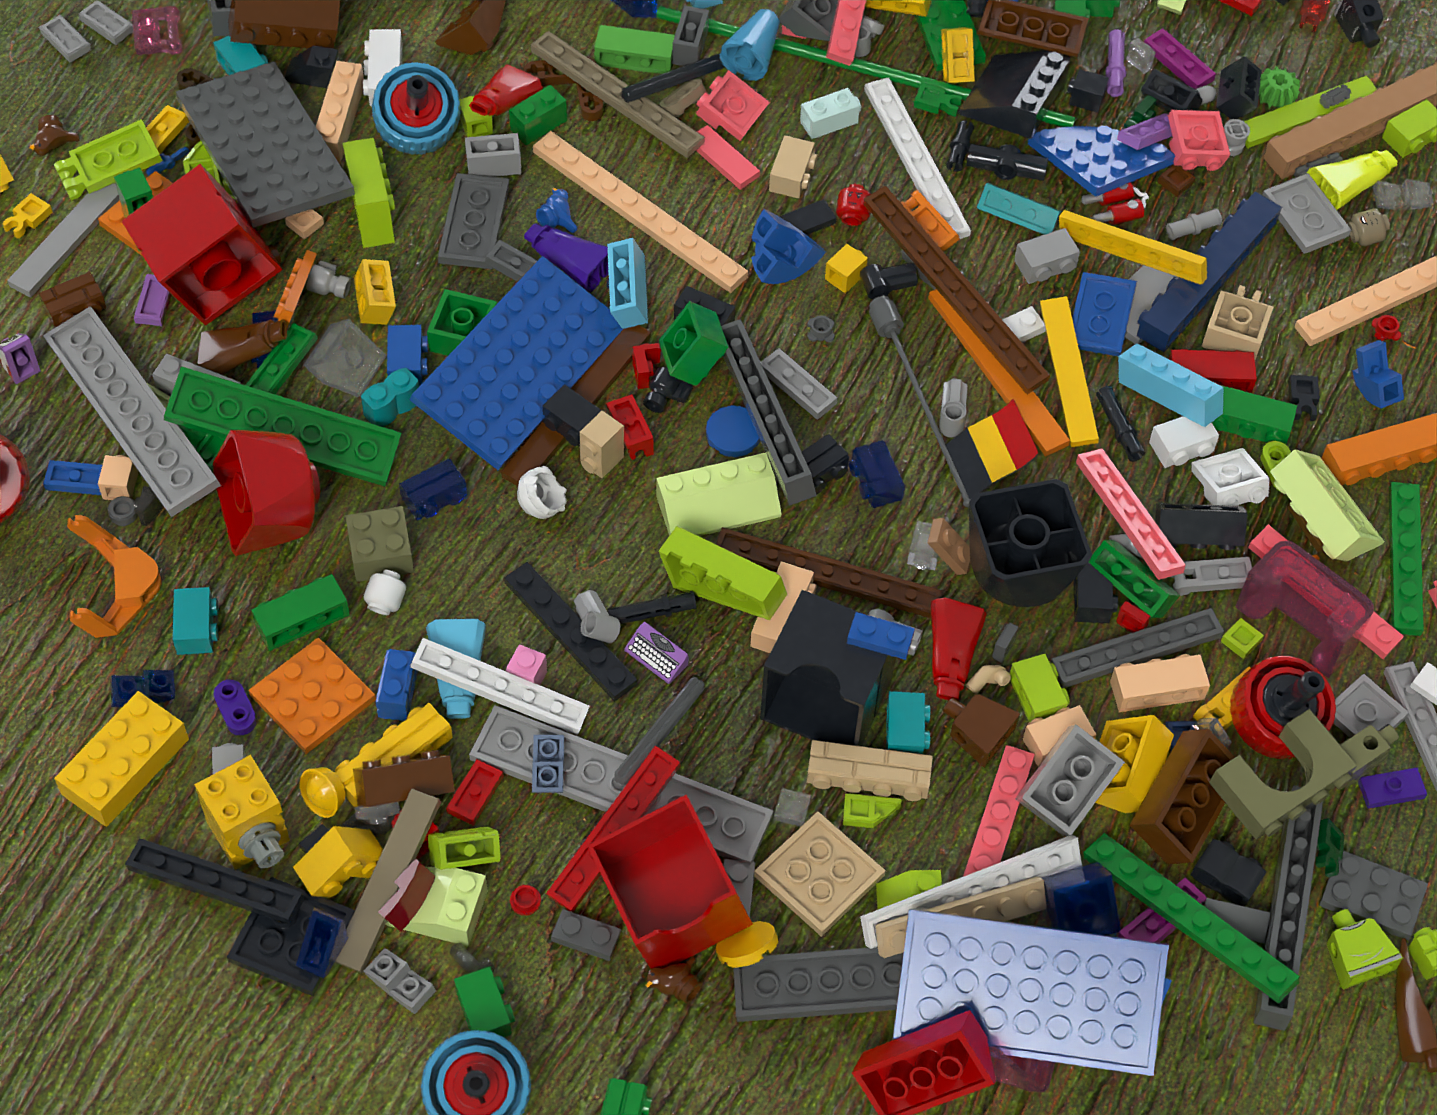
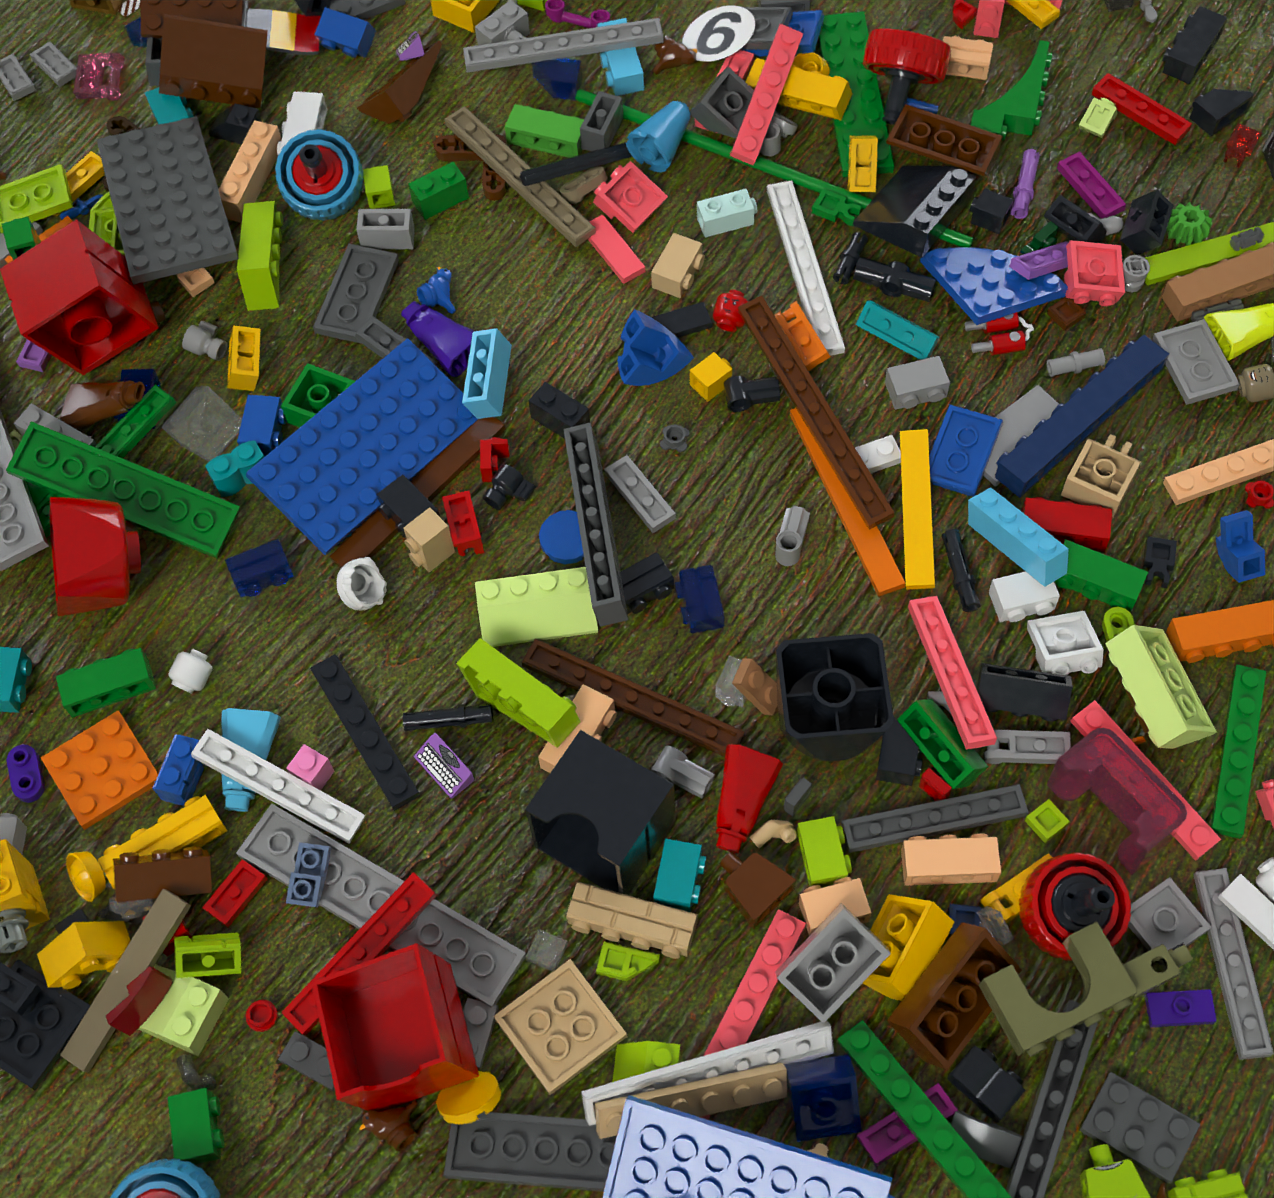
camera: 15 degrees right, 5 degrees up
(294, 287) = (168, 346): orange plate -> none
(322, 943) = (46, 1042): clear blue slope -> none
(379, 542) = (195, 619): olive brick -> none
(399, 981) = (121, 1086): light grey slope -> none
(504, 91) = (407, 165): red piece -> none
(595, 619) = (387, 724): light grey piece -> none
(641, 212) = (522, 299): light nougat plate -> none
(659, 730) = (428, 850): dark grey axle -> none
(693, 343) = (538, 444): green brick -> none
(880, 635) = (650, 791): blue plate -> none
(982, 451) = (815, 584): flag -> none
(1135, 247) = (1006, 384): yellow plate -> none
(1140, 55) = (1052, 178): clear plate -> none
(1330, 847) = (1100, 1071): dark green plate -> none

